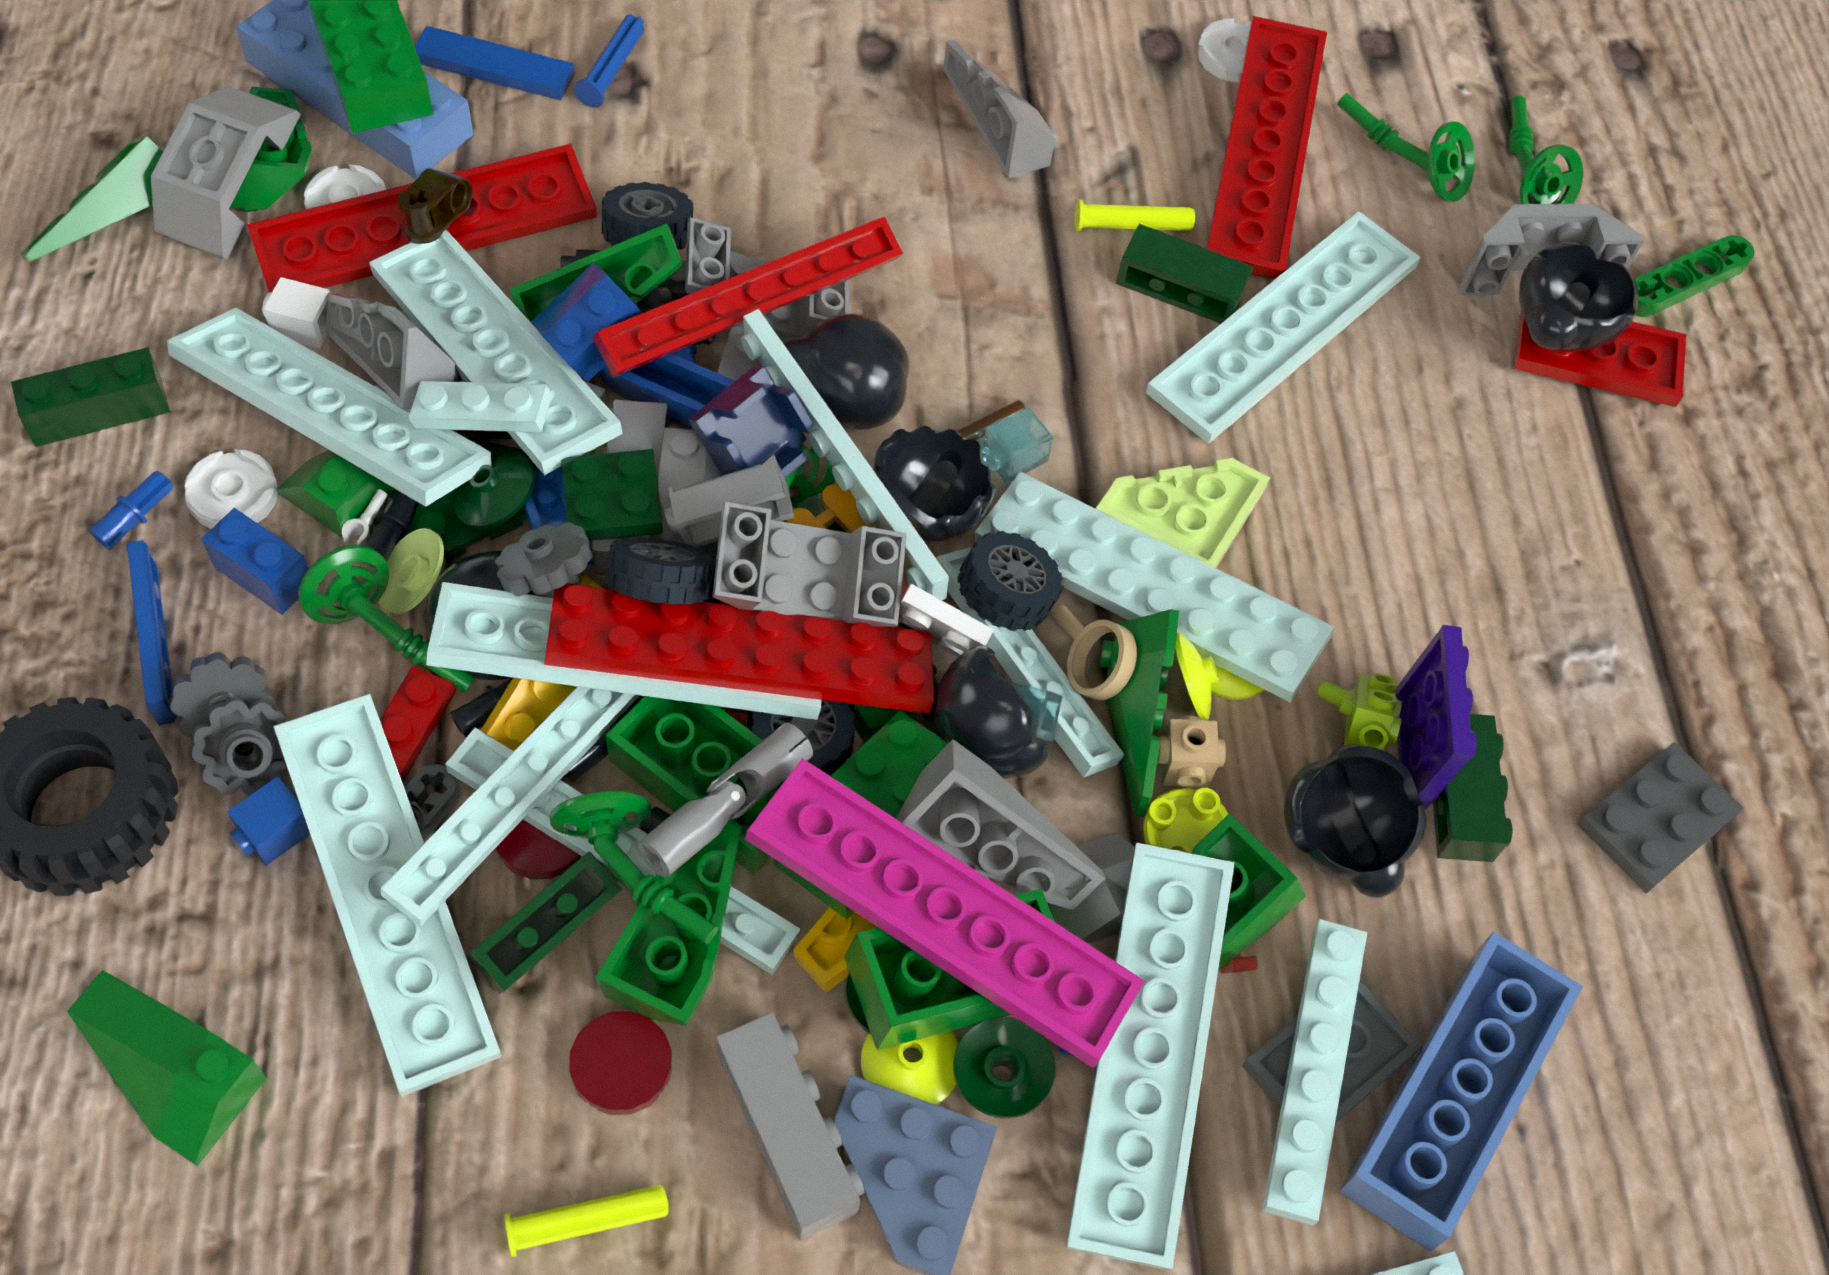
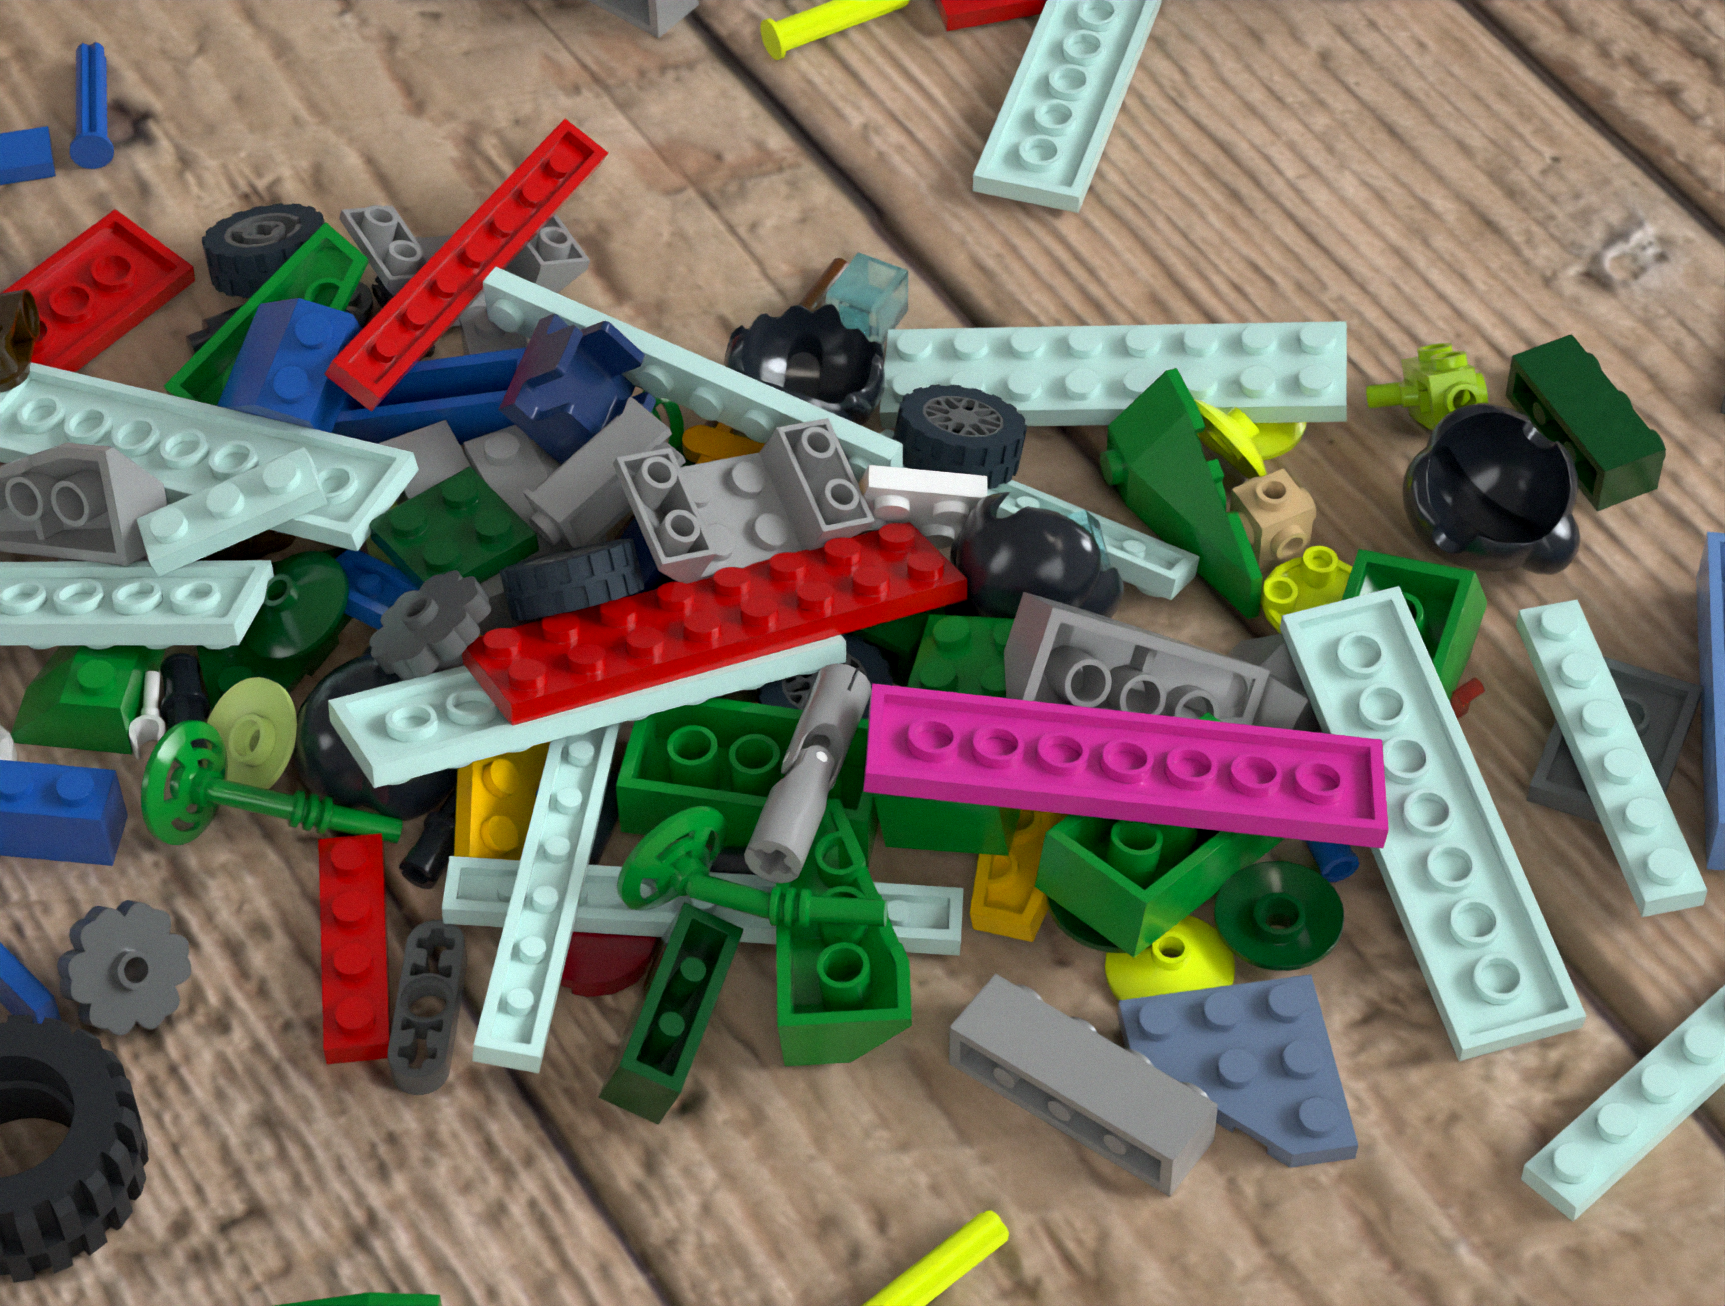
camera: 20 degrees left, 10 degrees down
(229, 726) = (183, 1003): dark grey plant -> none
(268, 822) = (268, 1070): blue brick -> none
(363, 836) = (413, 1037): light aqua plate -> none
(620, 1062) = (850, 1119): dark red tile -> none
(854, 368) = (637, 283): black piece -> none
(1083, 640) = (1080, 460): tan piece -> none
(1183, 274) = (936, 49): dark green brick -> none
(1189, 507) = (1104, 281): yellowish green plate -> none
(1435, 715) = (1516, 341): dark purple plate -> none

